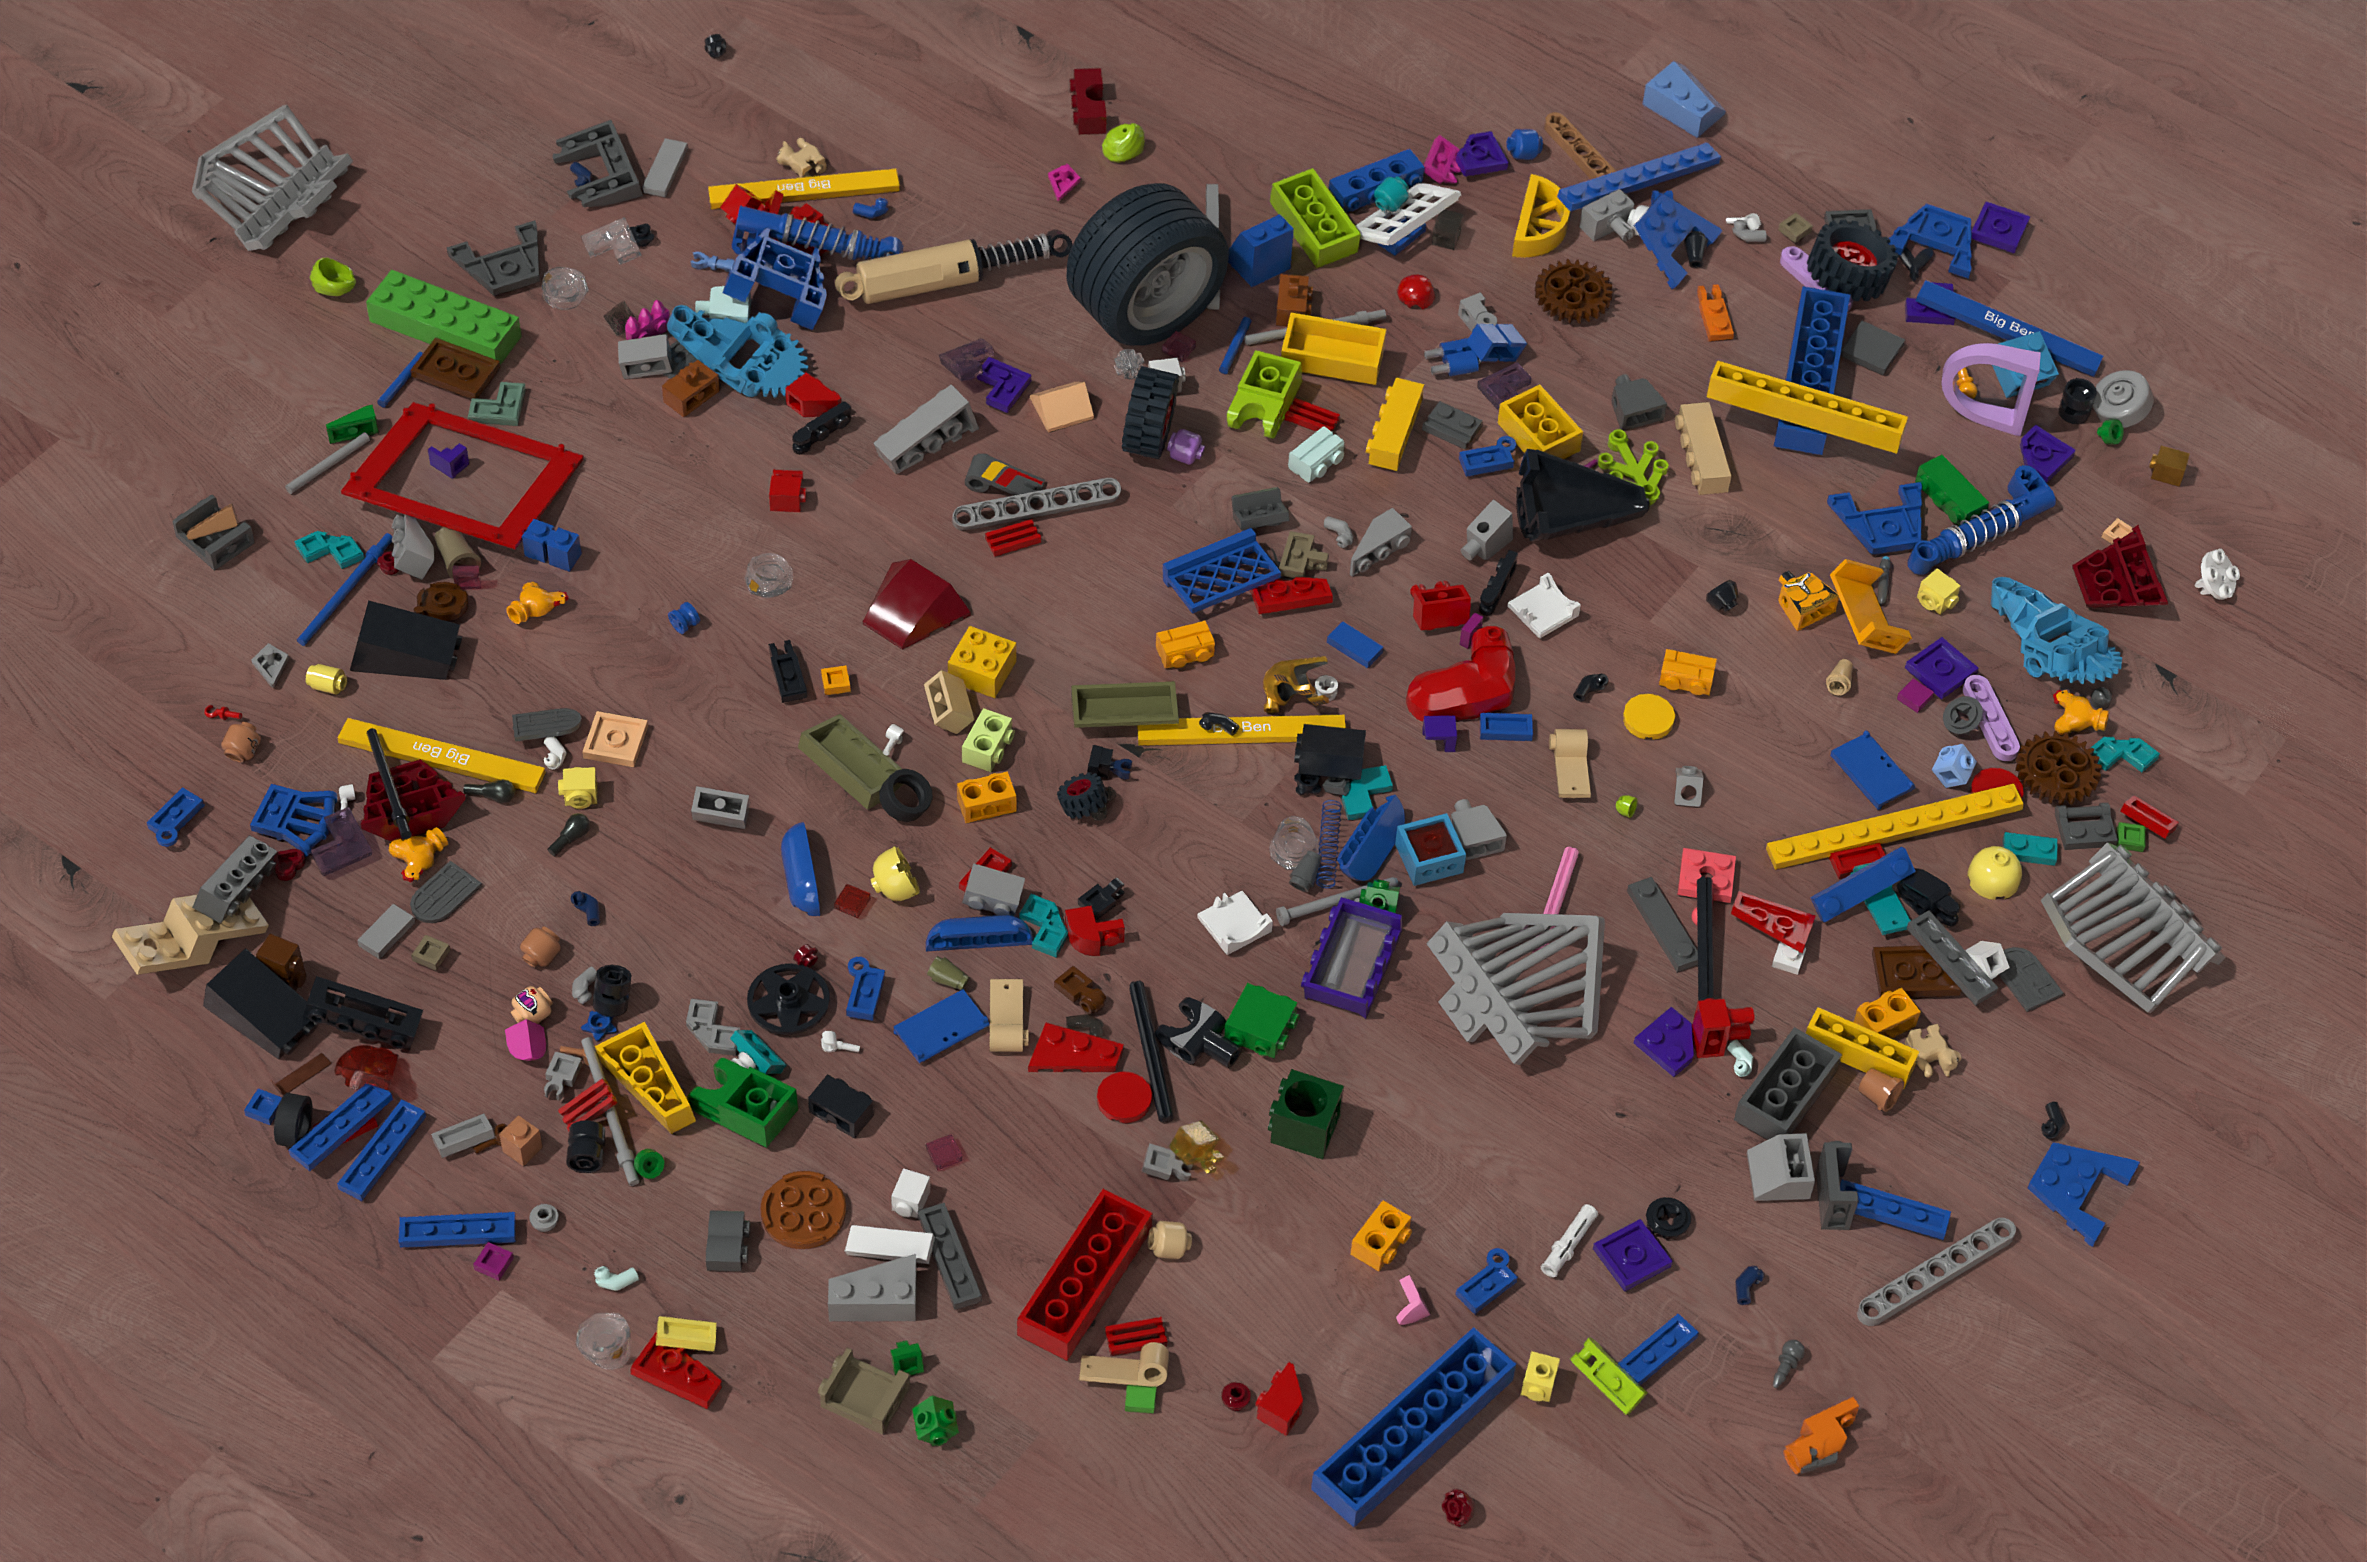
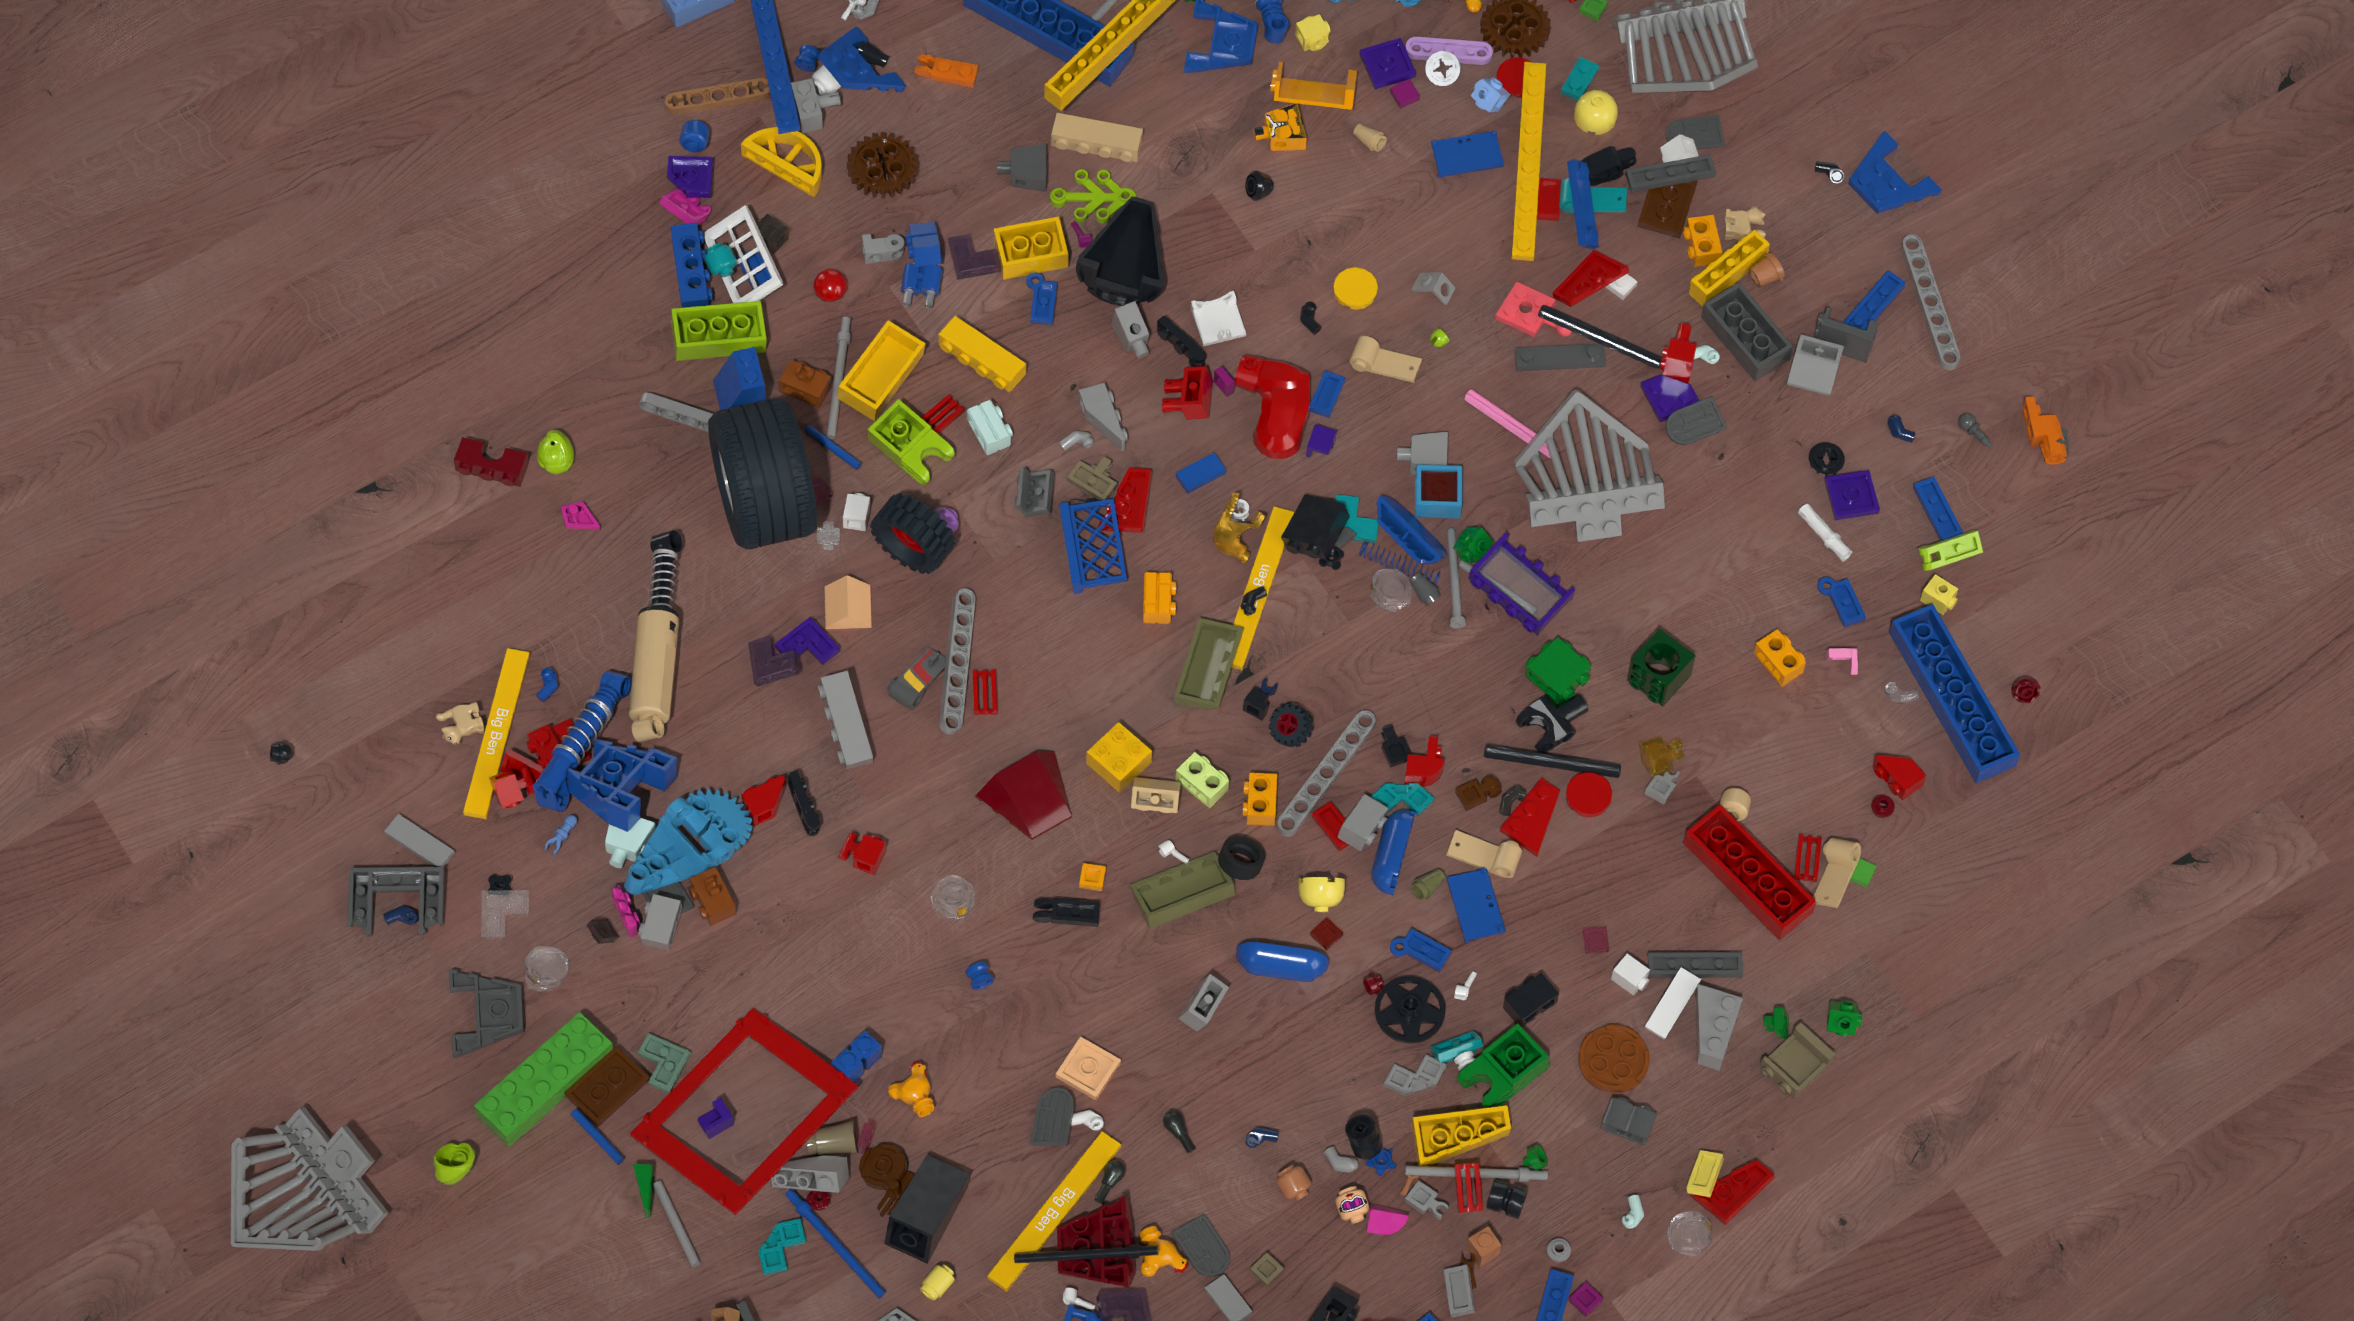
camera: 70 degrees left, 10 degrees up
(578, 787) = (1135, 1108): light yellow brick -> none
(1055, 857) = (1322, 783): none -> light grey beam
(1235, 922) = (1452, 658): white piece -> none
(1391, 1374) = (1899, 696): none -> clear arm
(1452, 425) = (992, 313): dark grey plate -> none
(1648, 1073) = (1695, 422): none -> dark grey window
(1687, 672) = (1326, 242): light orange brick -> none
(1883, 584) = (1267, 59): dark grey piece -> none
(2085, 833) = (1580, 32): dark grey plate -> none

